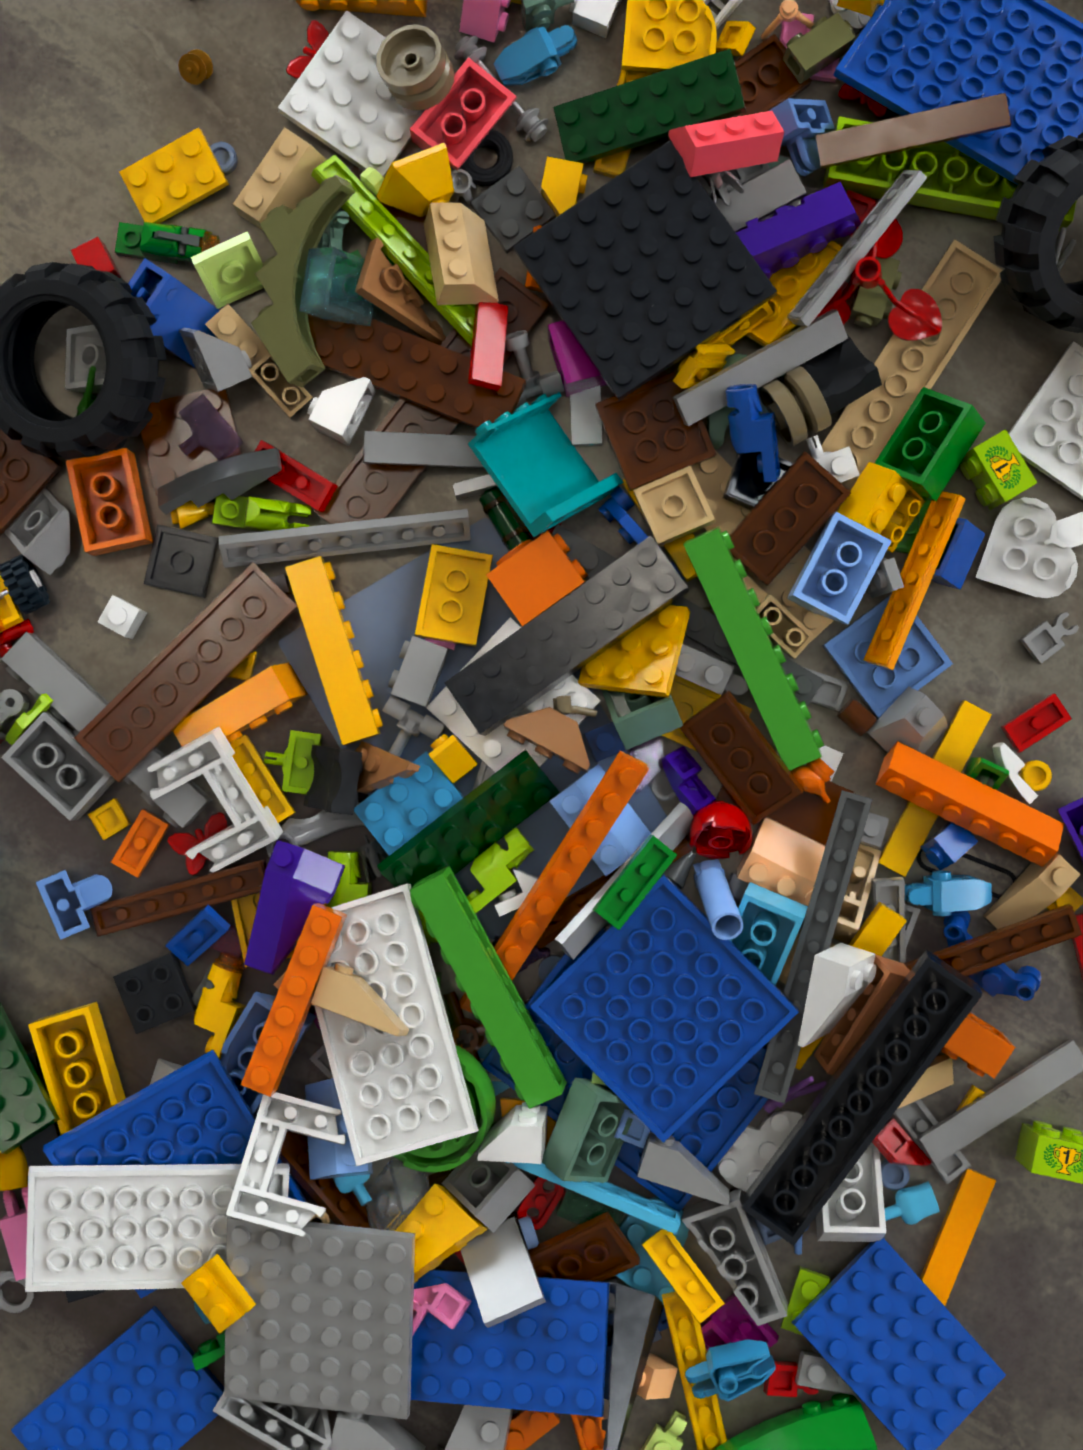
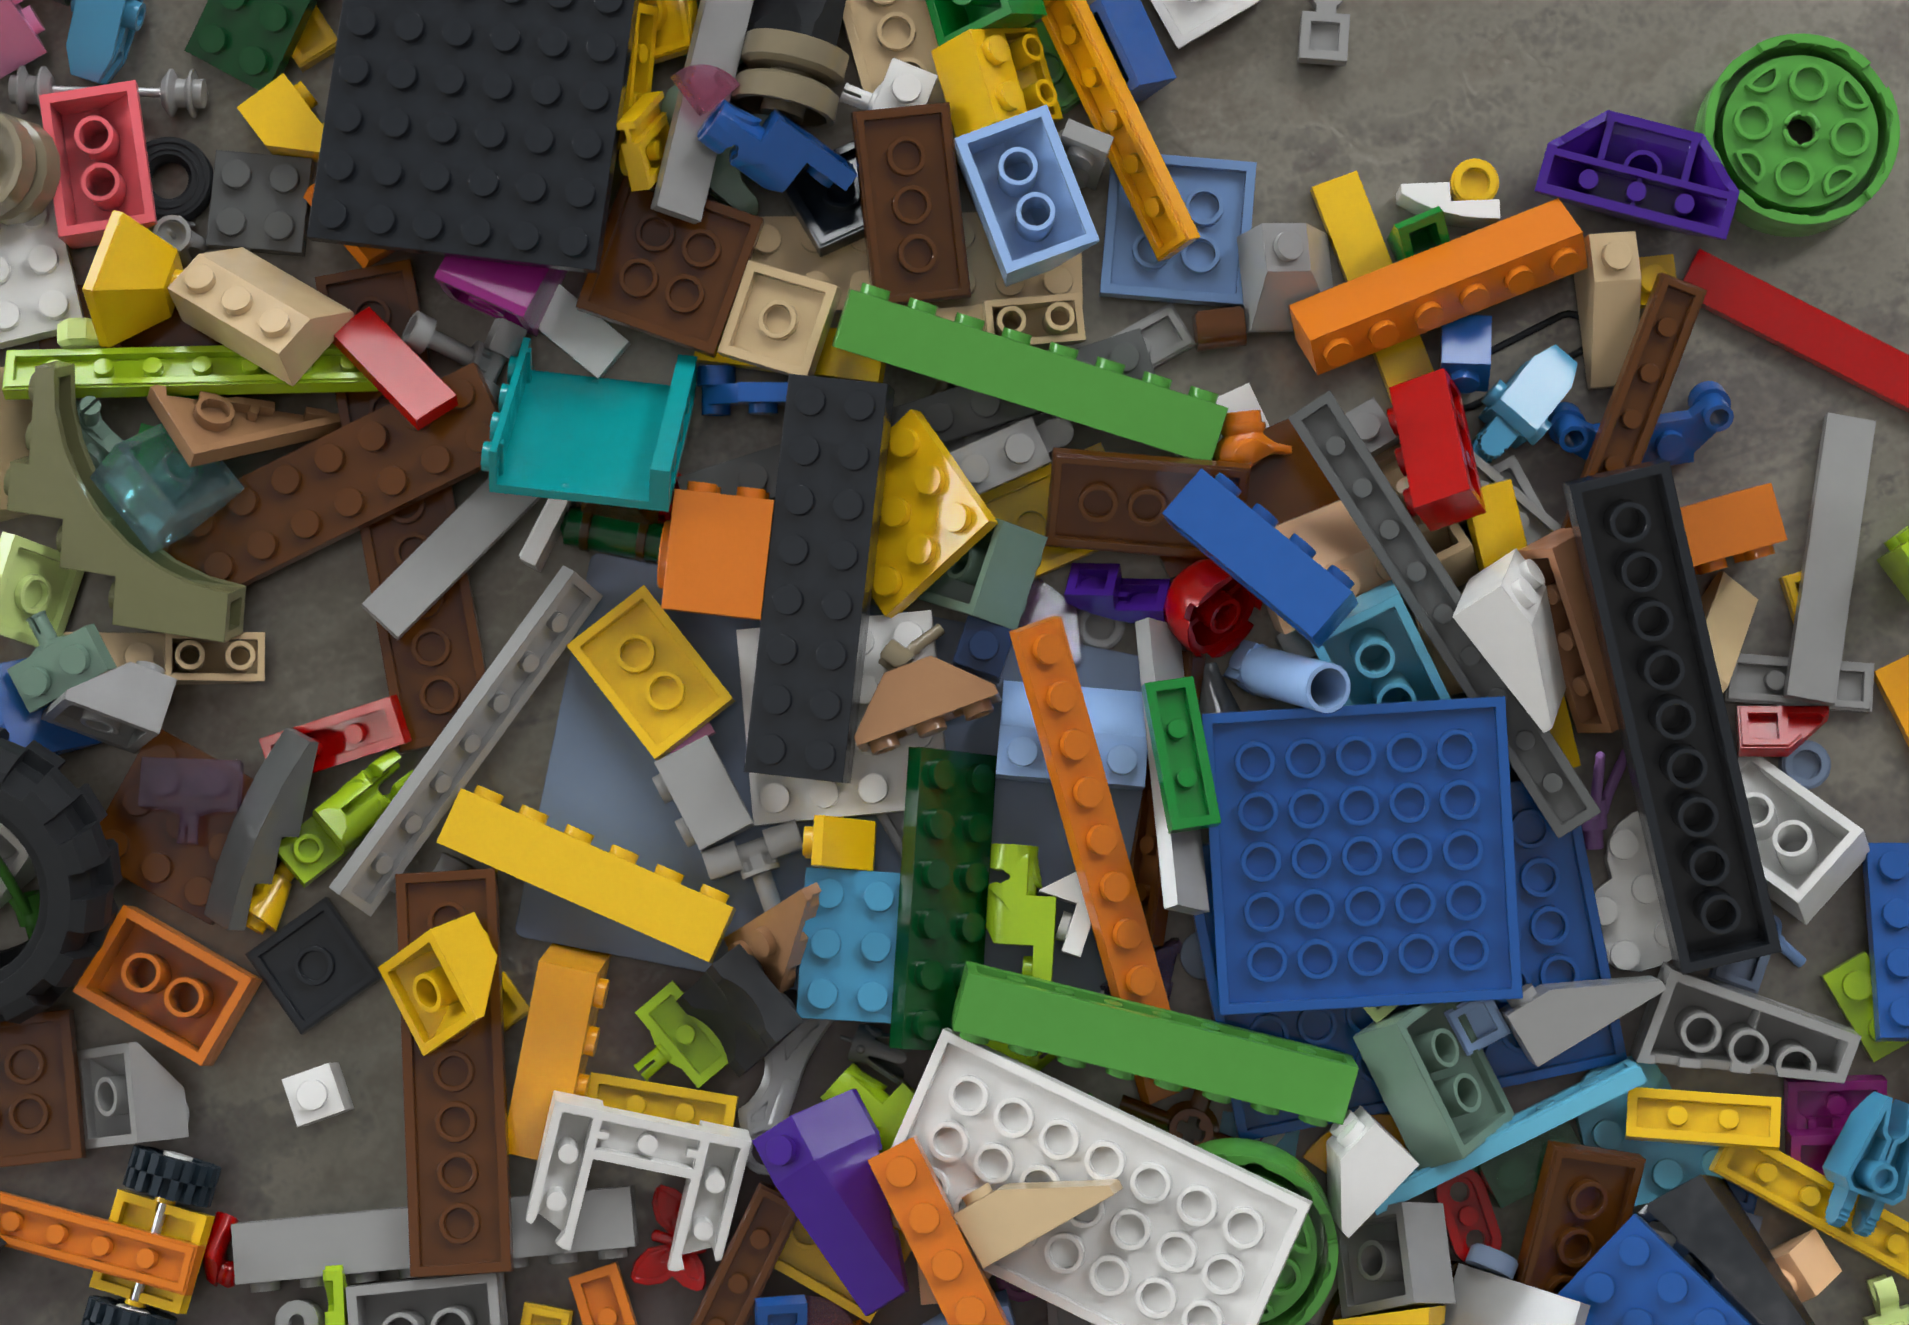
camera: 45 degrees left, 5 degrees down
(210, 314) = (58, 662): none -> sand green plate
(221, 630) = (442, 980): none -> yellow slope
(341, 409) = (311, 610): white slope -> none
(754, 369) = (704, 86): none -> clear pink tile
(762, 837) = (1261, 557): none -> blue brick
(888, 873) = (1435, 450): none -> red brick
(913, 1204) = (1861, 771): medium azure piece -> none
(1036, 722) = (1412, 128): red plate -> none

